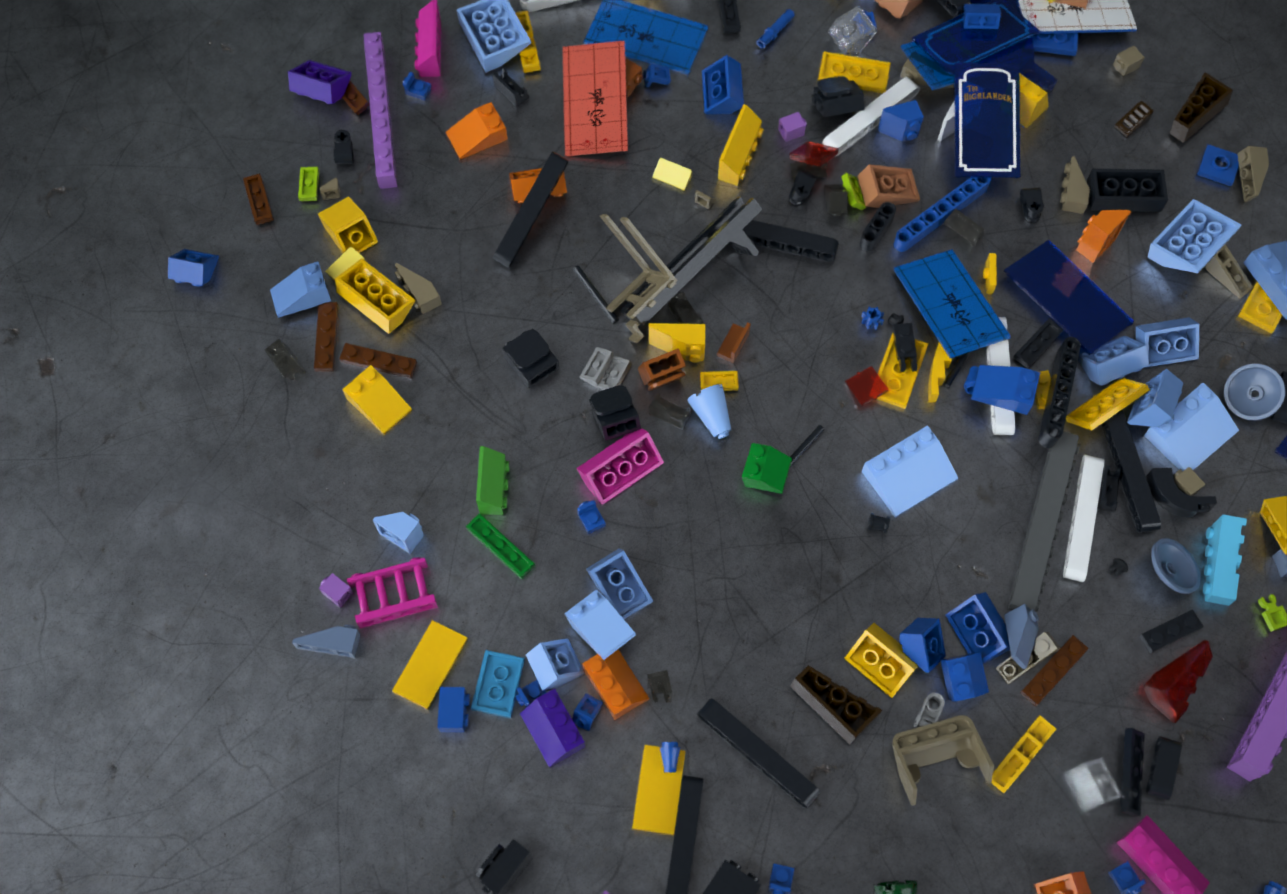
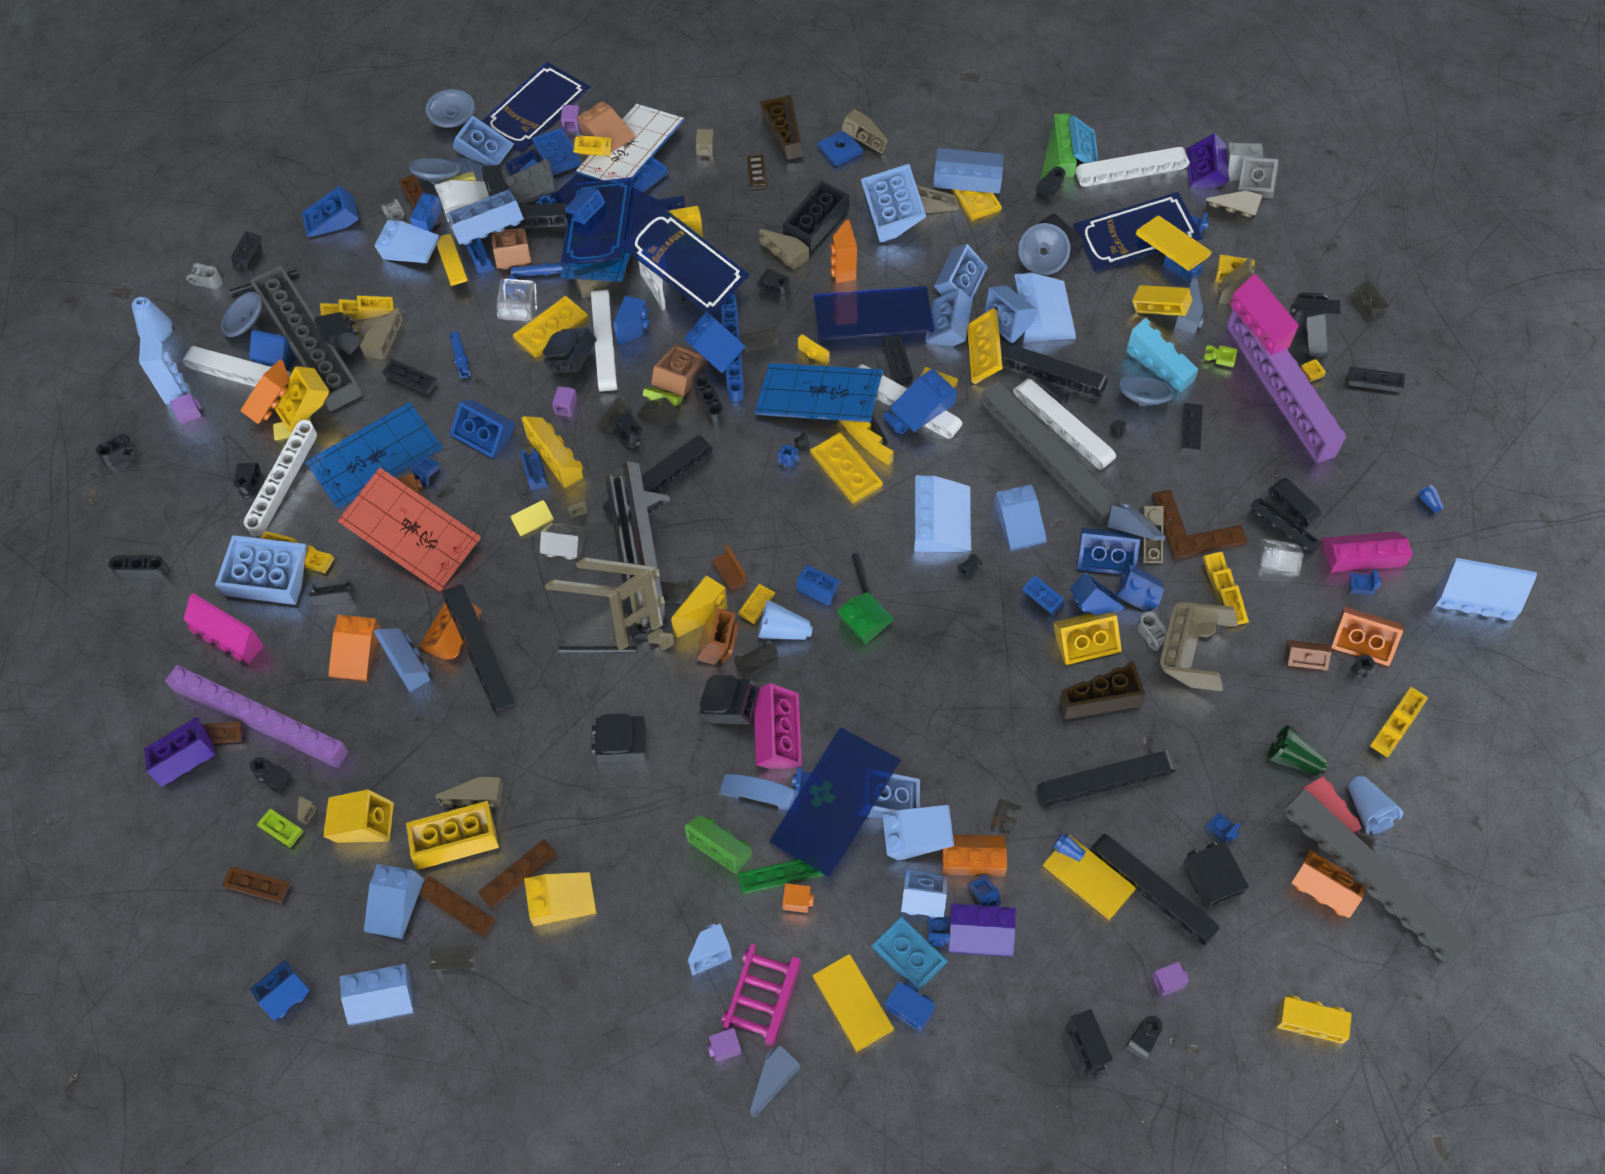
camera: 55 degrees left, 5 degrees down
(228, 330) = (377, 994): none -> medium blue slope
(344, 262) = (397, 844): light yellow slope -> none
(415, 87) = (259, 672): blue bracket -> none
(485, 569) = (797, 898): none -> orange brick
(489, 167) = (403, 657): none -> medium blue slope
(559, 489) = (758, 790): none -> medium blue slope
(583, 545) = (835, 801): none -> clear blue piece
(605, 369) = (677, 686): light grey slope -> none
(669, 207) = (562, 540): none -> light grey slope
(712, 148) = (534, 470): none -> blue hinge
(769, 415) = (817, 585): none -> blue hinge
(813, 153) = (606, 400): clear red tile -> none
(866, 386) = (844, 498): clear red piece -> none
(893, 599) = (1044, 595): none -> blue hinge
(902, 32) = (532, 270): none -> blue pin
(905, 345) = (832, 448): black hinge -> none
(931, 192) = (714, 342): none -> blue slope
(958, 536) = (1020, 517): none -> medium blue slope
(1010, 865) = (1308, 655): none -> panel
(1059, 392) = (954, 369): black beam -> none
(1069, 719) = (1217, 539): none -> reddish brown plate
(1172, 499) = (1089, 356): black arch -> none
(1175, 682) = (1232, 450): clear red wedge -> none
(1188, 481) = (1084, 340): dark tan brick -> none

